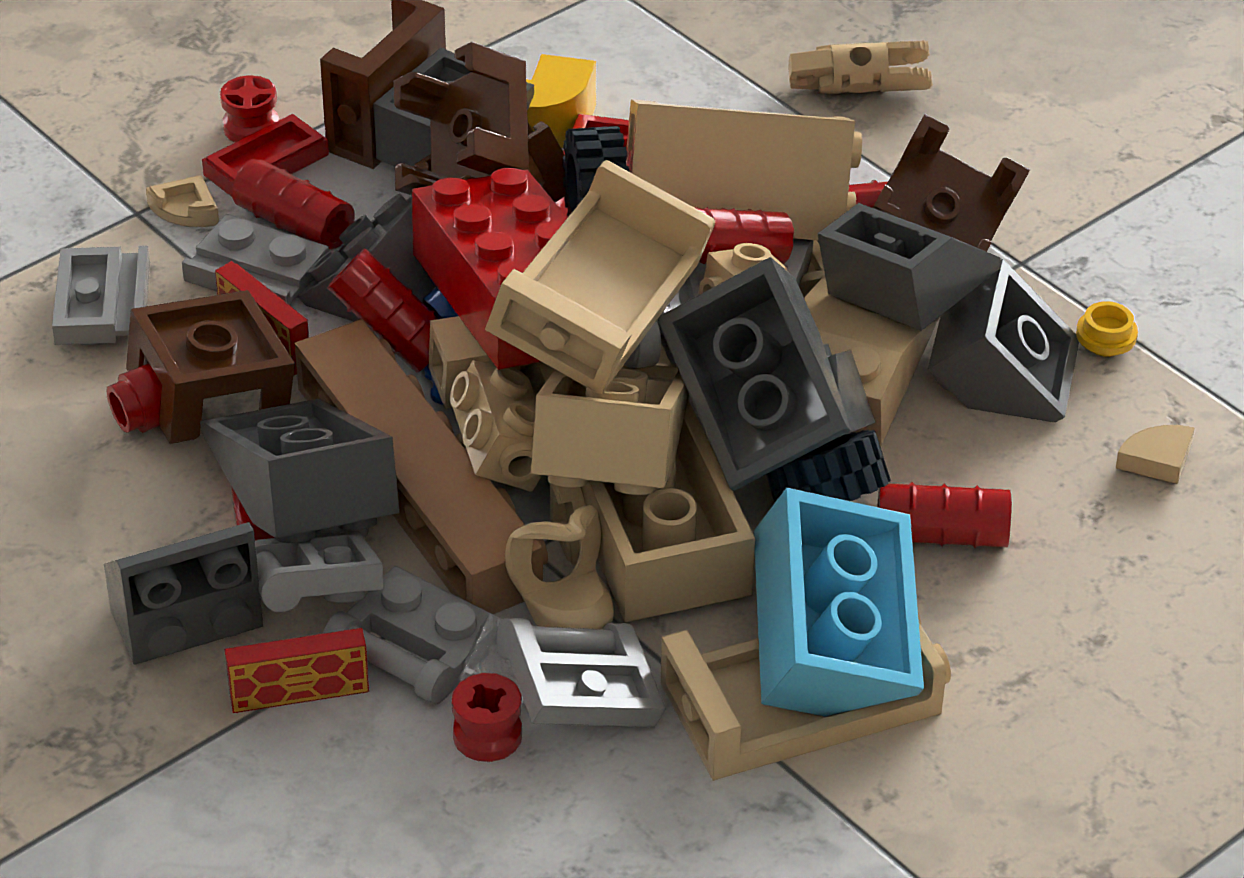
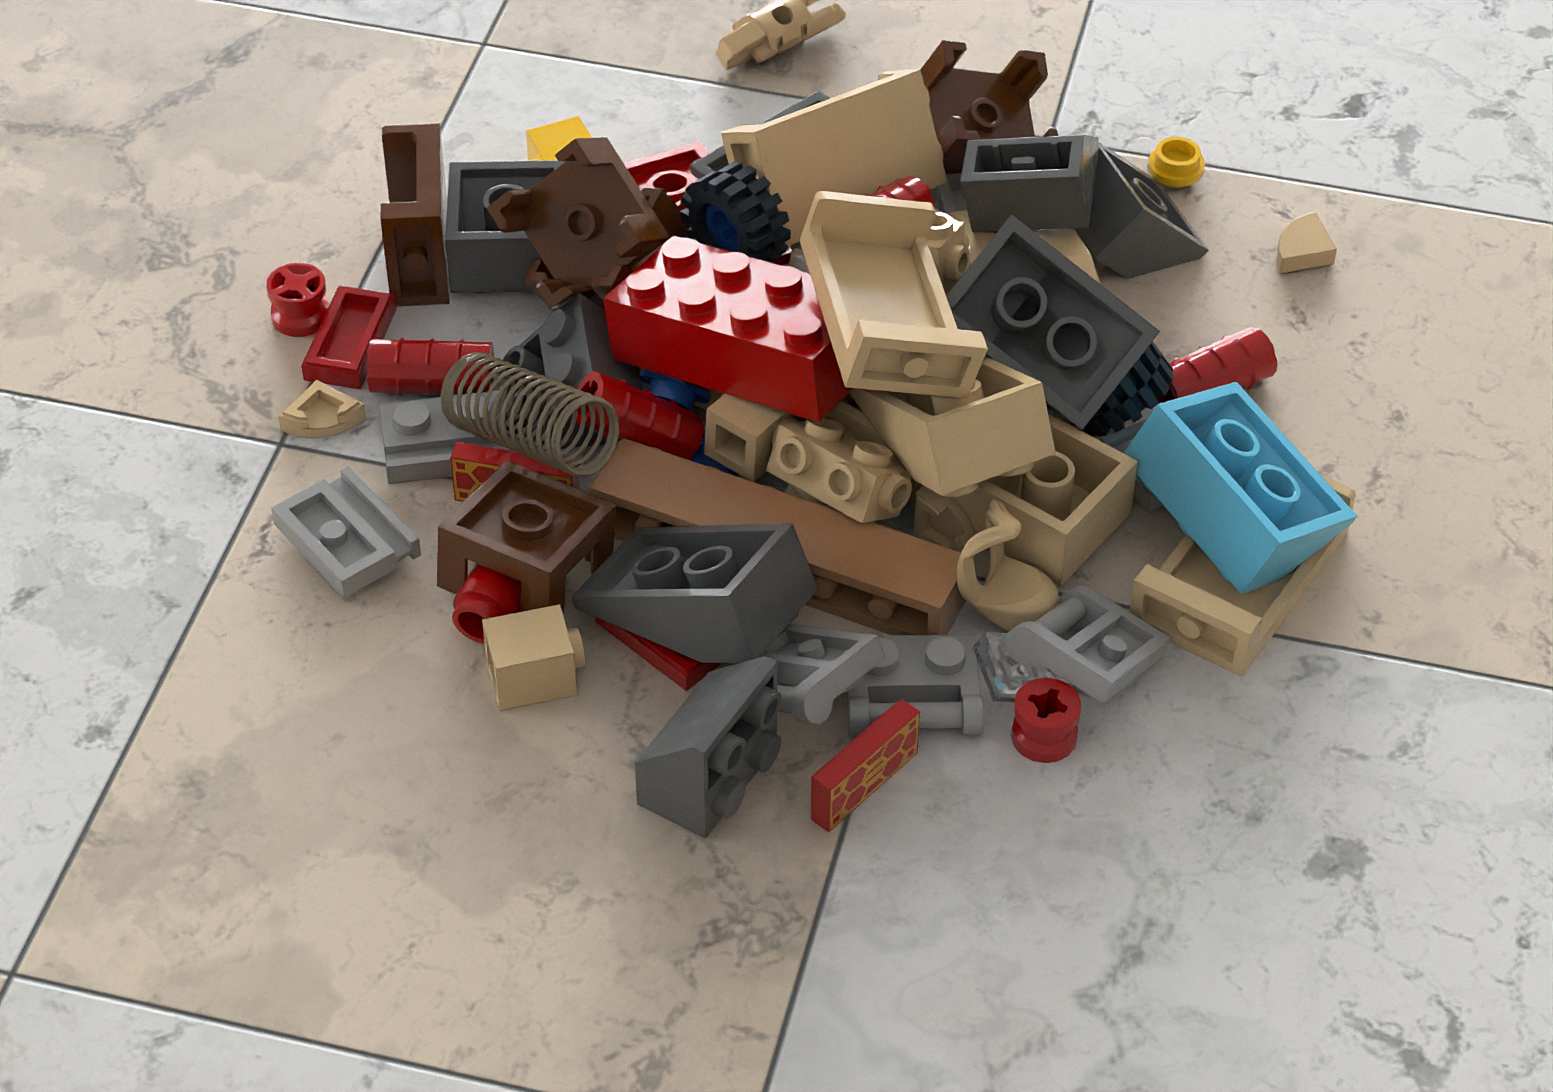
camera: 35 degrees left, 5 degrees up
(131, 453) = (532, 657): none -> tan brick
(288, 260) = (553, 455): none -> dark tan piece

